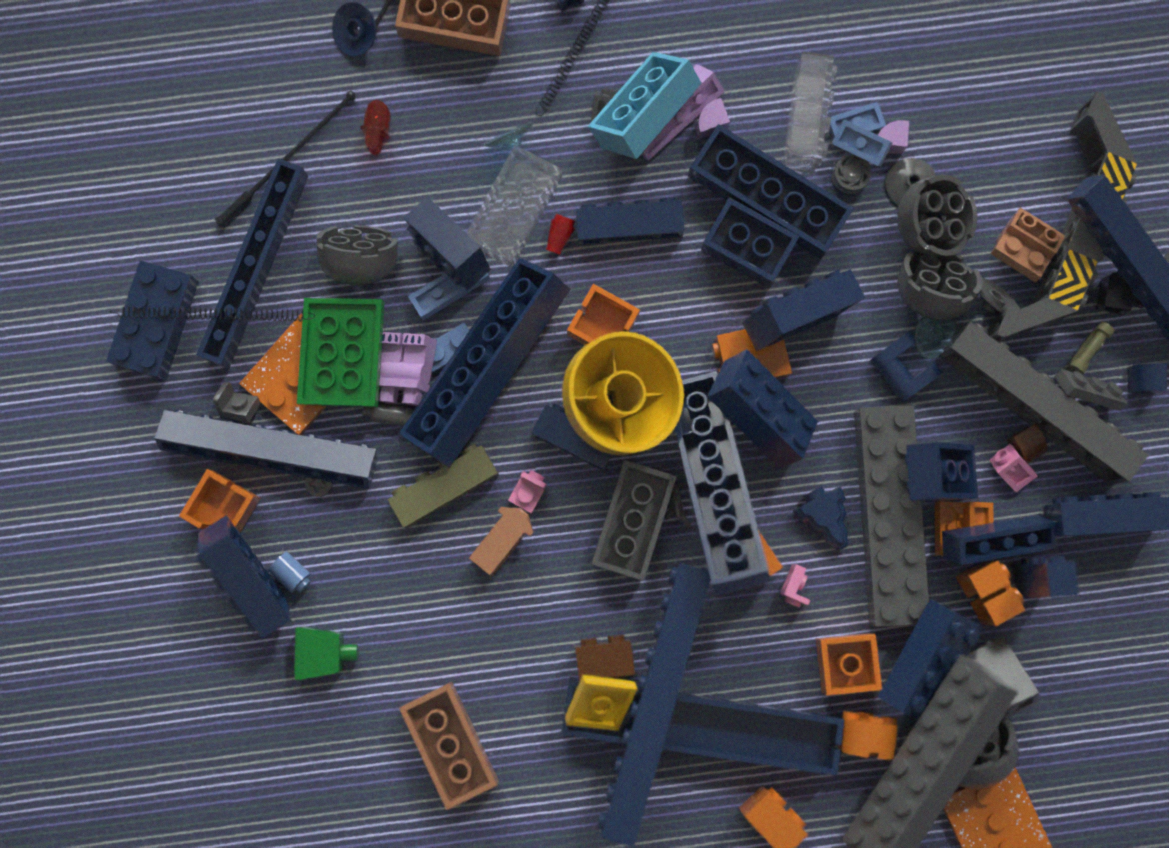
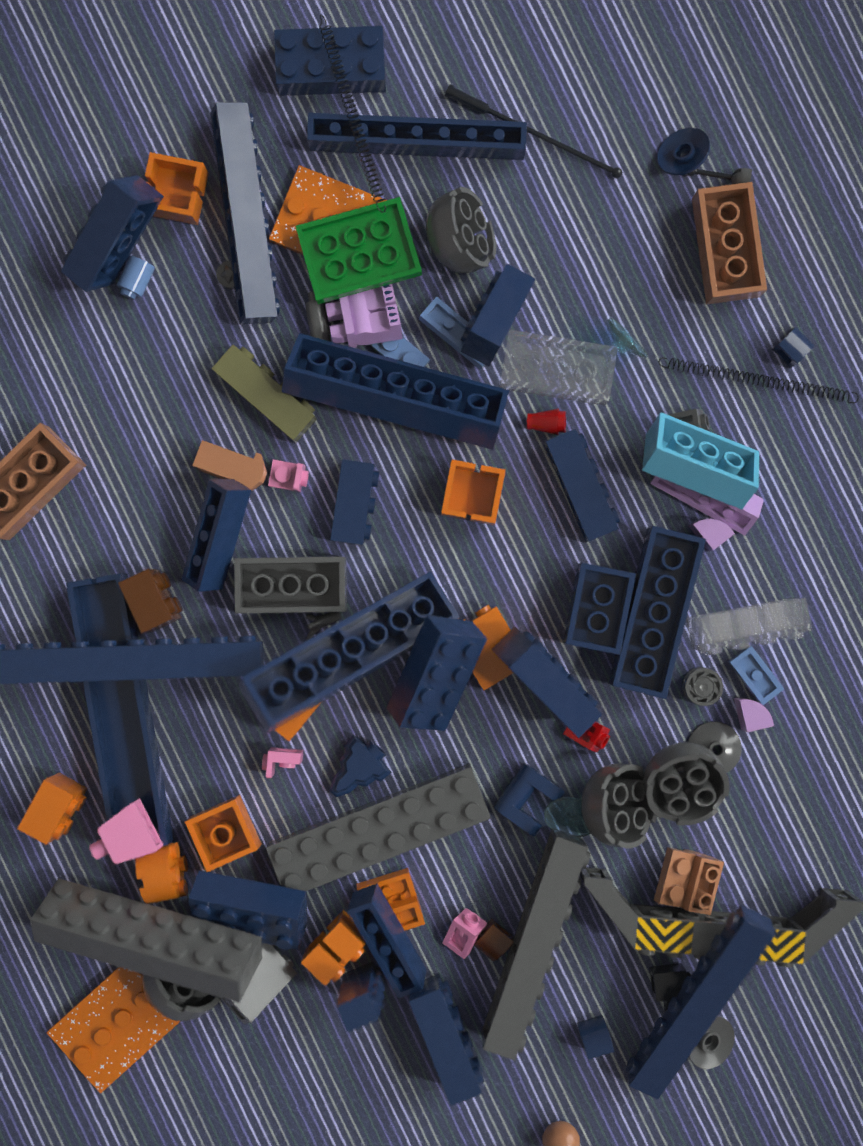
camera: 75 degrees right, 5 degrees up
(235, 405) = (276, 168): dark grey bracket -> none
(321, 652) = (71, 332): green torso -> none
(376, 125) = (593, 207): clear red arm -> none
(563, 574) = (216, 534): none -> dark blue brick
(600, 703) = (105, 610): yellow plate -> none
(643, 390) = (413, 555): yellow cone -> none
(823, 753) = (127, 835): none -> bright pink torso
(862, 143) = (735, 686): medium blue plate -> none
(870, 288) = (593, 739): none -> red bracket
(941, 472) = (432, 865): dark blue brick -> none
(996, 298) = (625, 867): dark grey dish -> none
(1089, 348) = (602, 970): olive plate -> none
(1091, 389) = (563, 985): dark grey plate -> none

